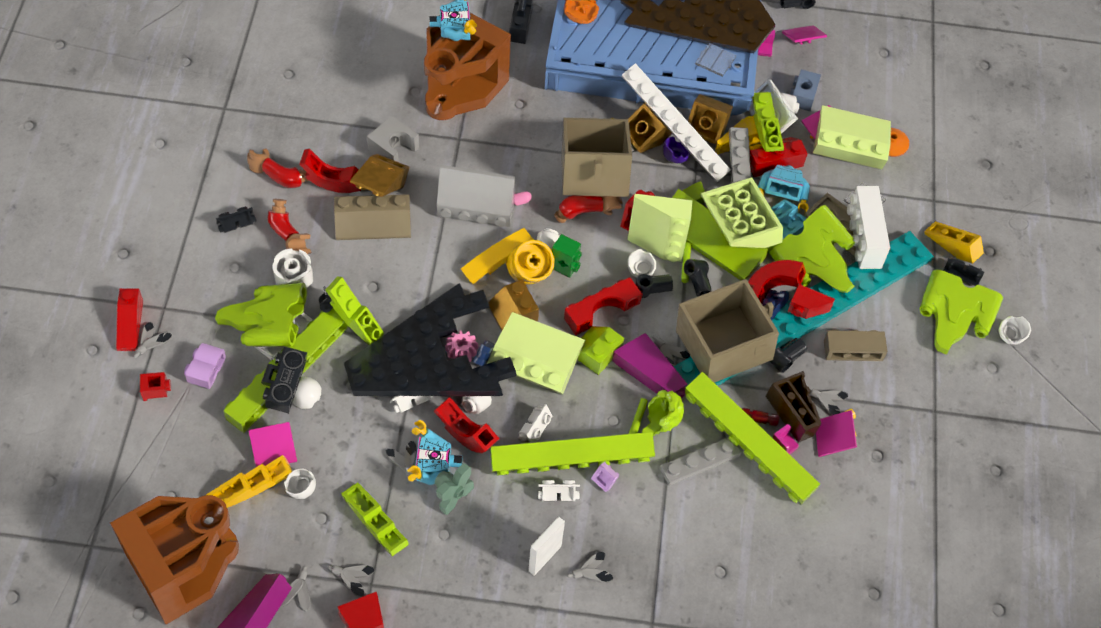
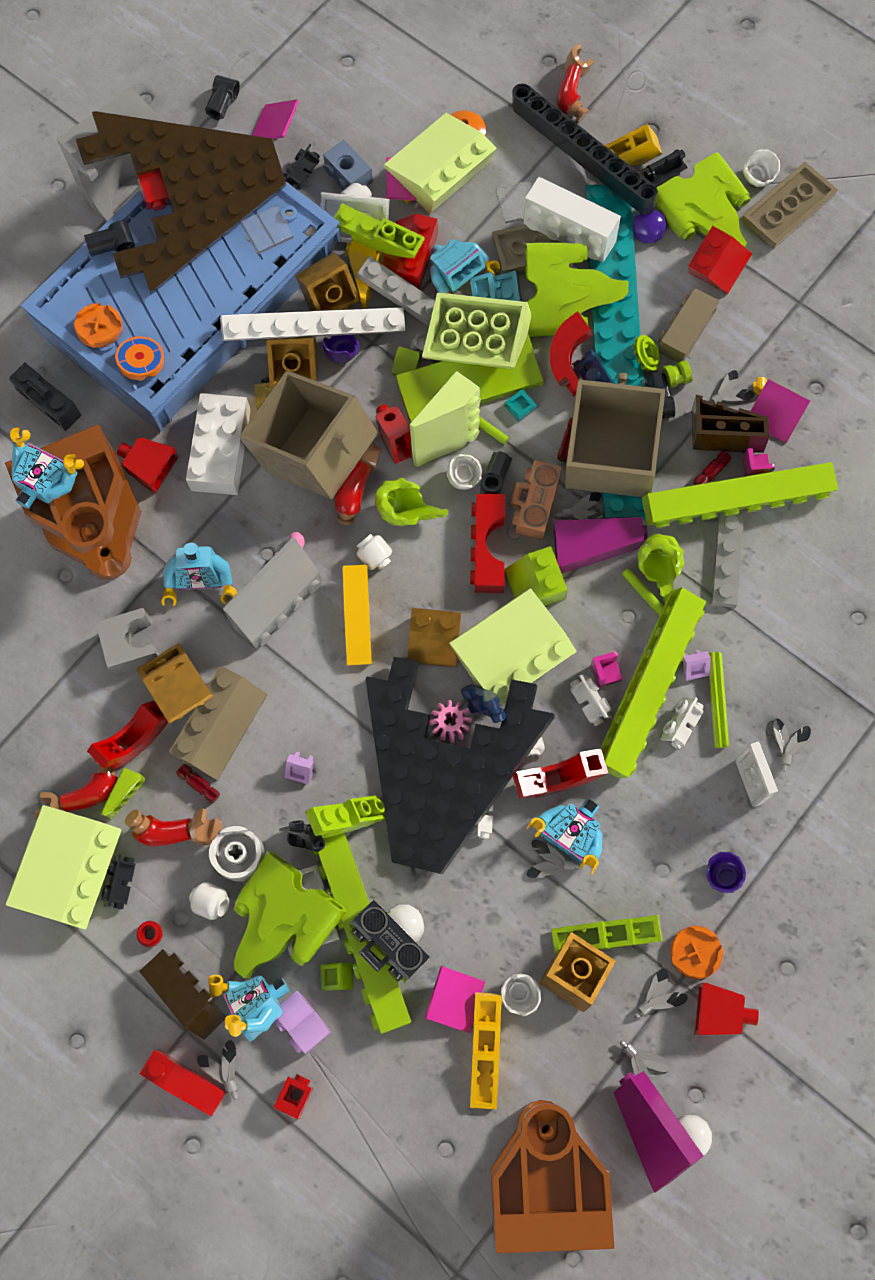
camera: 50 degrees left, 15 degrees up
(183, 290) = (182, 994): none -> dark brown wedge
(197, 326) = (251, 1003): none -> torso
(213, 249) = (142, 930): none -> red plate
(225, 182) = (63, 867): none -> yellowish green slope
(247, 372) = (336, 976): none -> lime slope
(253, 273) = (209, 901): none -> white head
(293, 190) = (123, 790): none -> lime slope
(326, 229) = (198, 783): none -> dark red axle
(335, 509) = (577, 972): none -> pearl gold slope
(372, 277) = (299, 768): none -> lavender tile
(398, 584) = (696, 952): none -> orange tile
(453, 487) = (623, 831): sand green plant -> none
(462, 148) = (197, 569): none -> medium azure torso
(466, 571) = (726, 872): none -> dark purple hair
(518, 91) = (148, 462): none -> red torso
(541, 262) = (395, 586): yellow wheel -> none
(544, 123) = (216, 444): none -> white brick
(563, 421) = (606, 669): none -> dark pink panel
(566, 255) = (409, 543): green brick -> none
(575, 39) = (139, 358): none -> tile
(593, 239) = (403, 504): none -> lime hair
(594, 504) = (718, 701): none -> lime axle
(652, 317) = (541, 489): none -> nougat piece
(698, 272) = (513, 424): black piece -> none
(717, 275) = (520, 405): none -> teal tile
(777, 64) = (305, 160): none -> black hinge
(809, 303) = (617, 338): red slope -> none
(813, 357) = (678, 374): none -> lime wheel
(818, 333) = (646, 353): none -> lime gear
(912, 284) = (649, 227): none -> dark purple hair
(919, 337) = (719, 260): none -> red slope
(932, 213) = (584, 149): none -> black beam
(964, 186) = (568, 98): none -> piece
(1003, 364) = (789, 205): none -> dark tan plate

